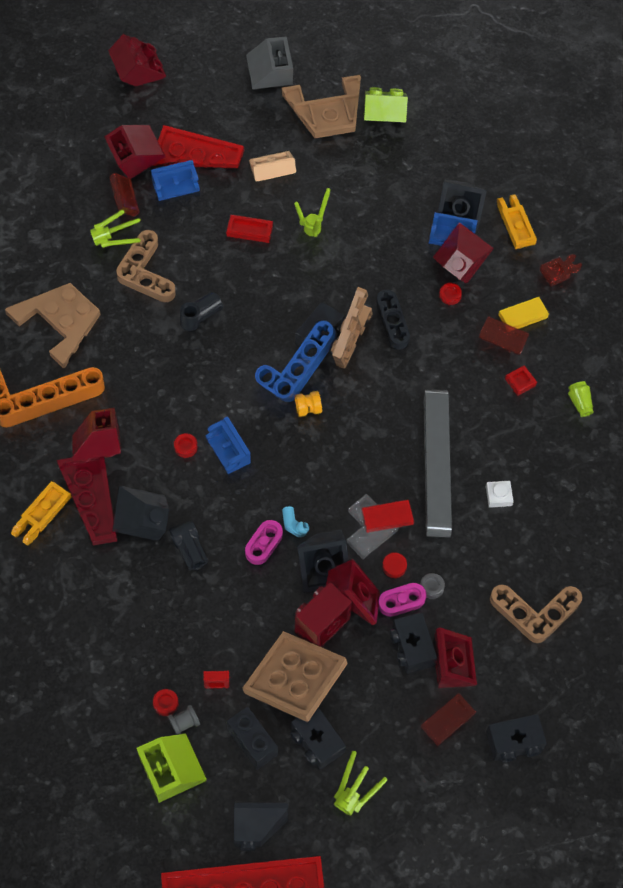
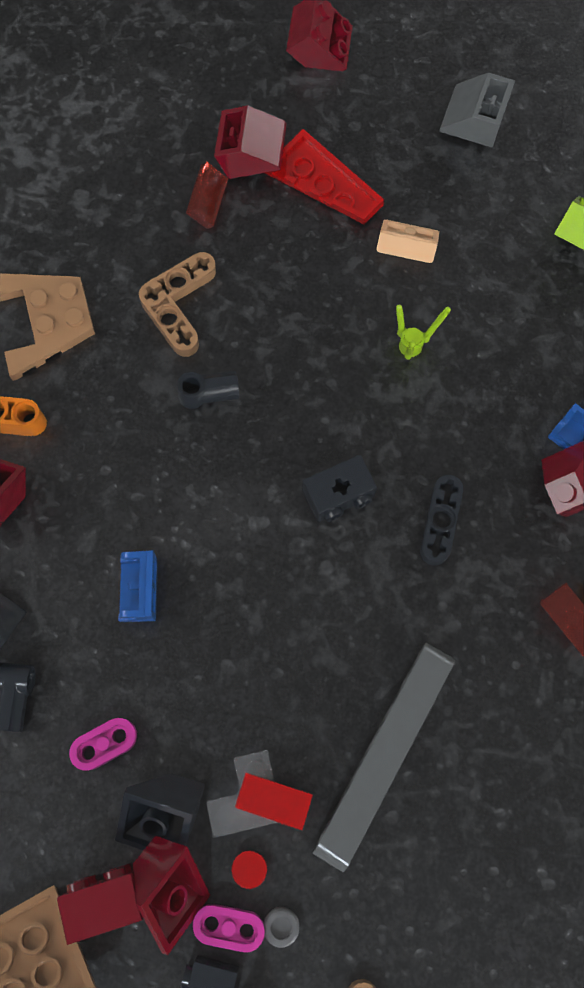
camera: 30 degrees right, 10 degrees up
(102, 234) = (151, 234): lime plant -> none
(175, 180) = (277, 205): blue hinge -> none
(185, 445) = (90, 557): red tile -> none
(249, 228) = (333, 309): red tile -> none
(296, 528) = (154, 739): medium azure arm -> none
(300, 358) = (289, 522): blue beam -> none
(308, 403) = (267, 582): light orange wheel -> none
(327, 115) = (516, 207): medium nougat wing -> none
(351, 328) = (371, 514): medium nougat wing -> none
(450, 293) = (537, 521): red tile -> none
(499, 494) = (444, 843): white plate -> none
(520, 380) = (563, 692): red tile -> none

